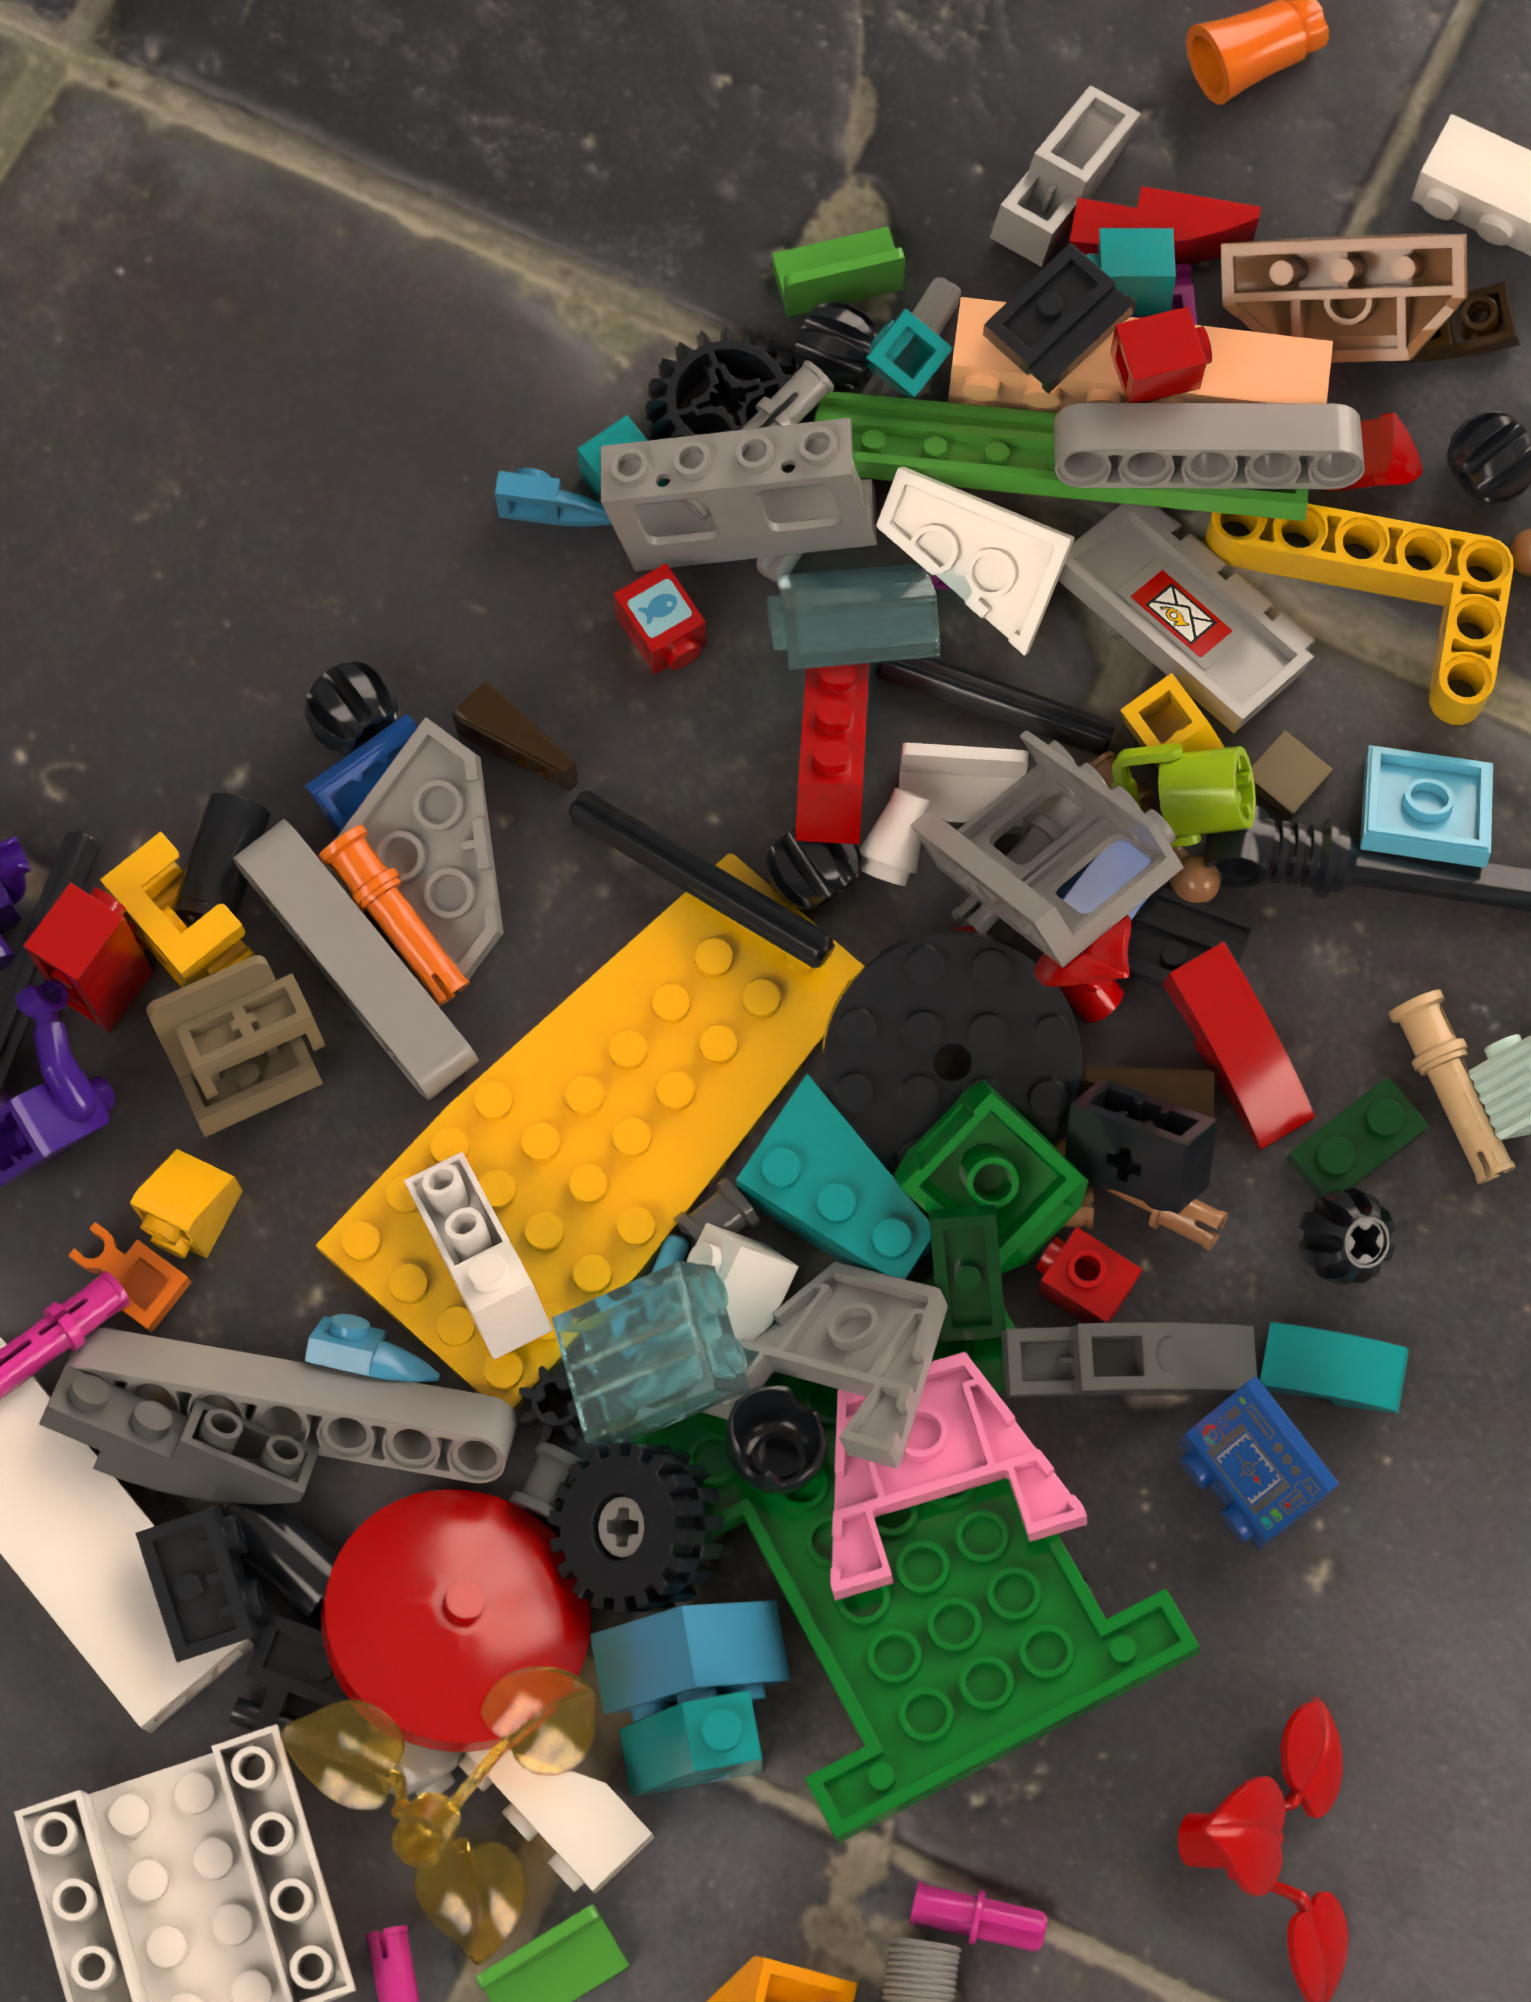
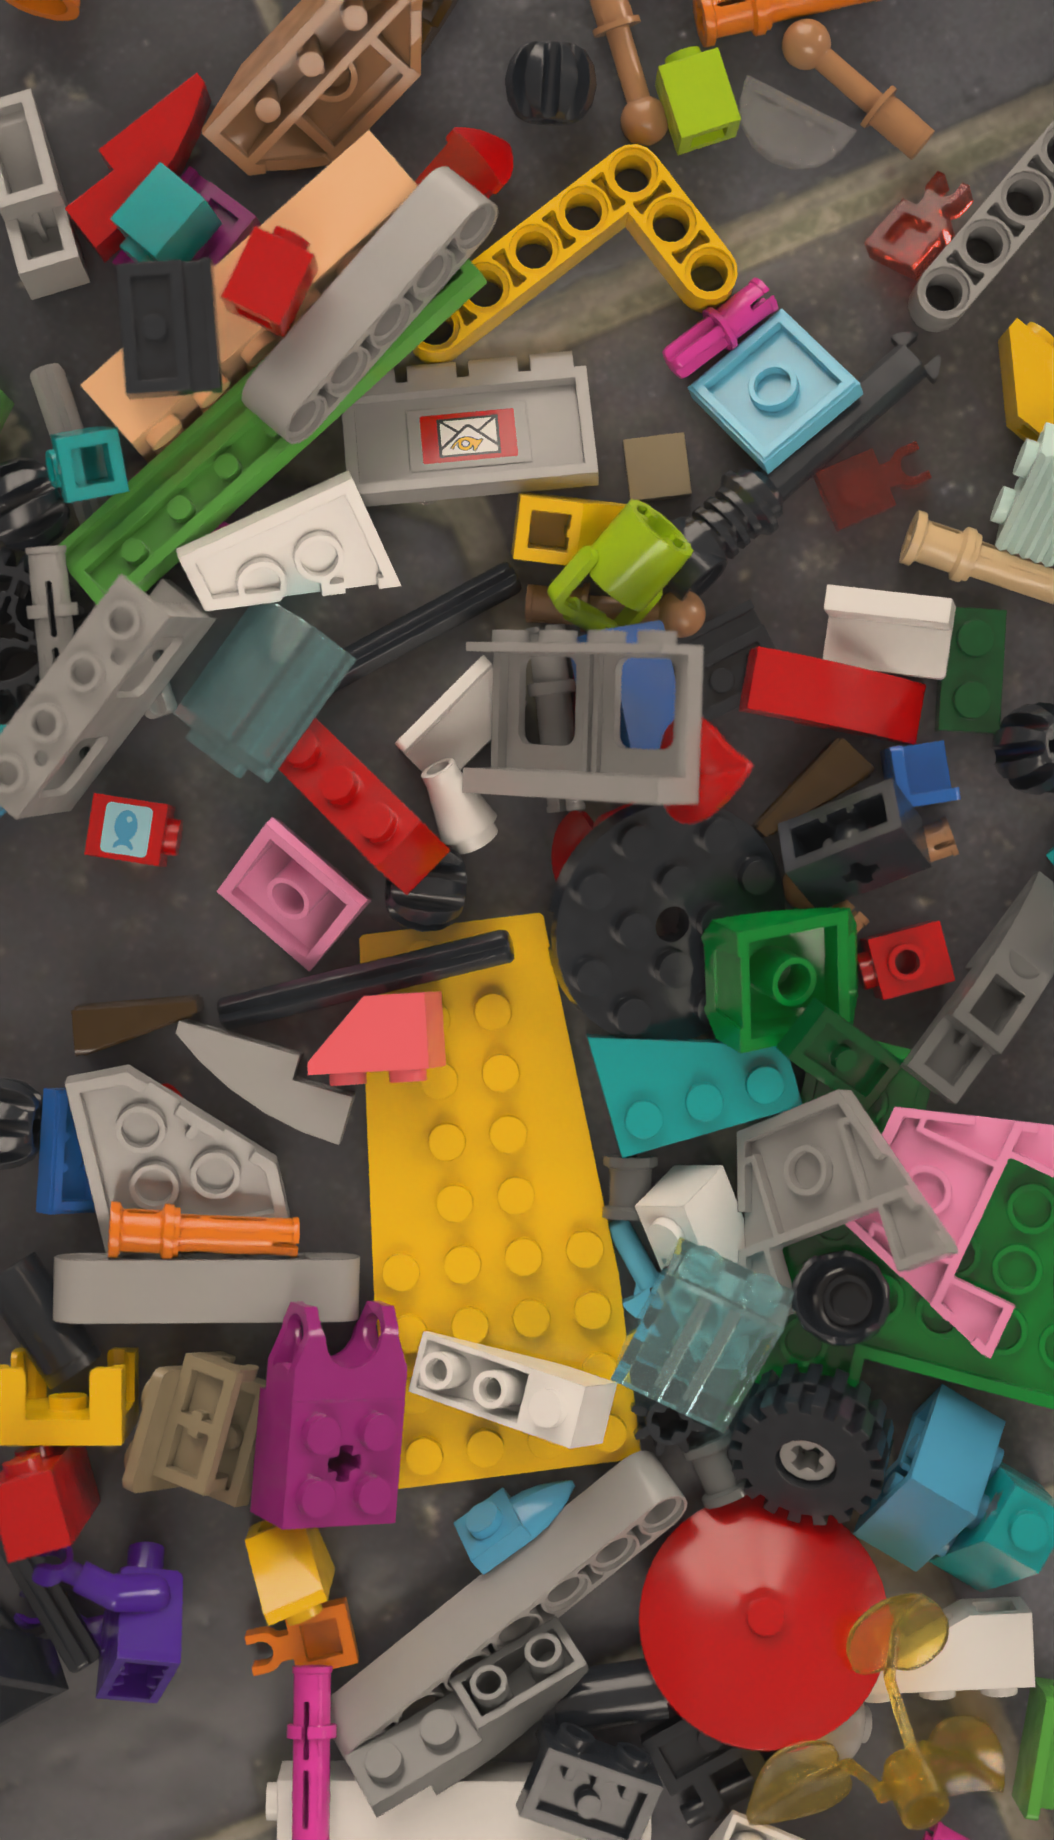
camera: 50 degrees left, 15 degrees up
(345, 1121) = (330, 1424): none -> magenta brick
(561, 879) = (269, 1080): none -> light grey slope
(672, 923) = (385, 1035): none -> coral slope
(719, 776) = (293, 894): none -> bright pink slope
(1241, 1167) = (920, 772): none -> blue panel
(1333, 1046) = (889, 631): none -> white panel
(1417, 937) = (861, 487): none -> clear red plate
(1433, 730) = (719, 329): none -> dark pink axle

